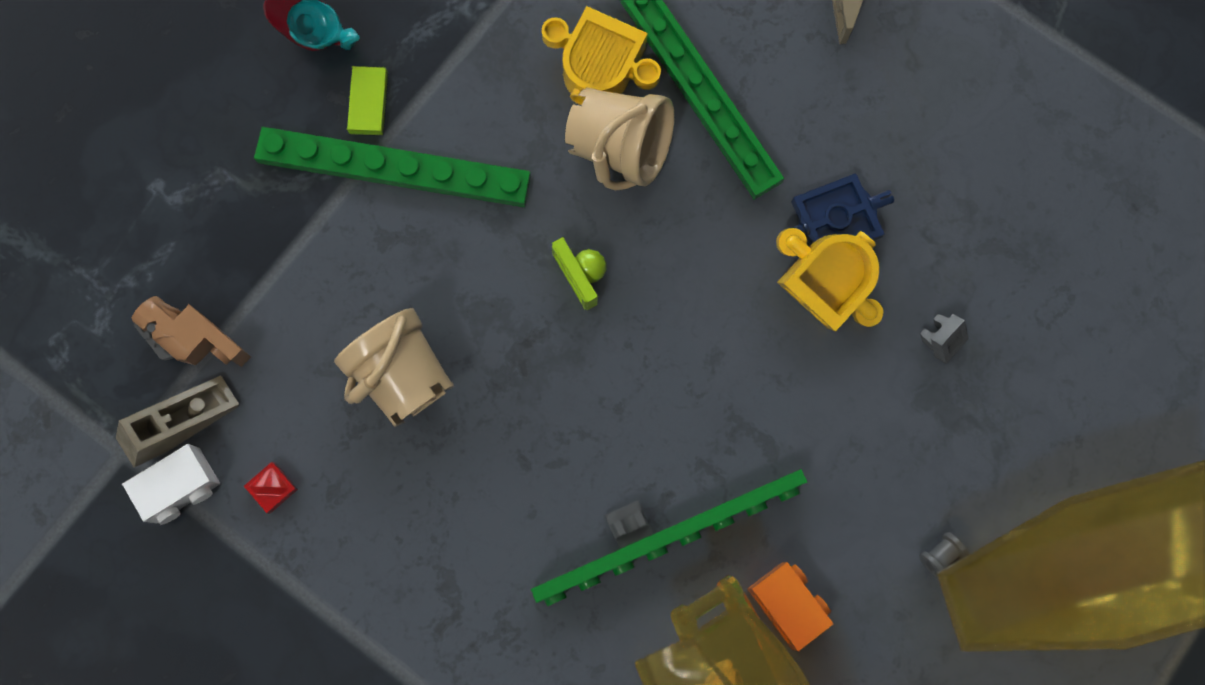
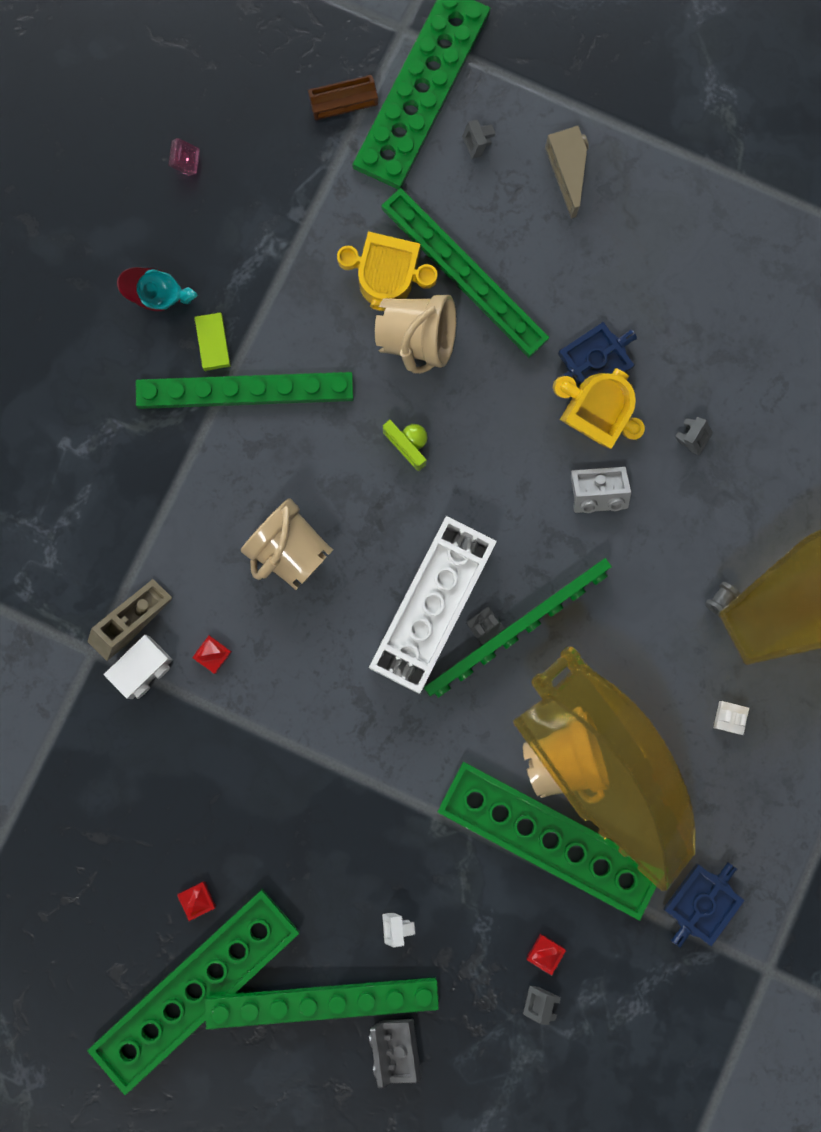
camera: 10 degrees left, 5 degrees up
(184, 334) = (119, 554): medium nougat plate -> none
(563, 484) = (432, 605): none -> white plate
(791, 605) = (617, 659): orange brick -> none
(812, 381) = (600, 489): none -> light grey bracket

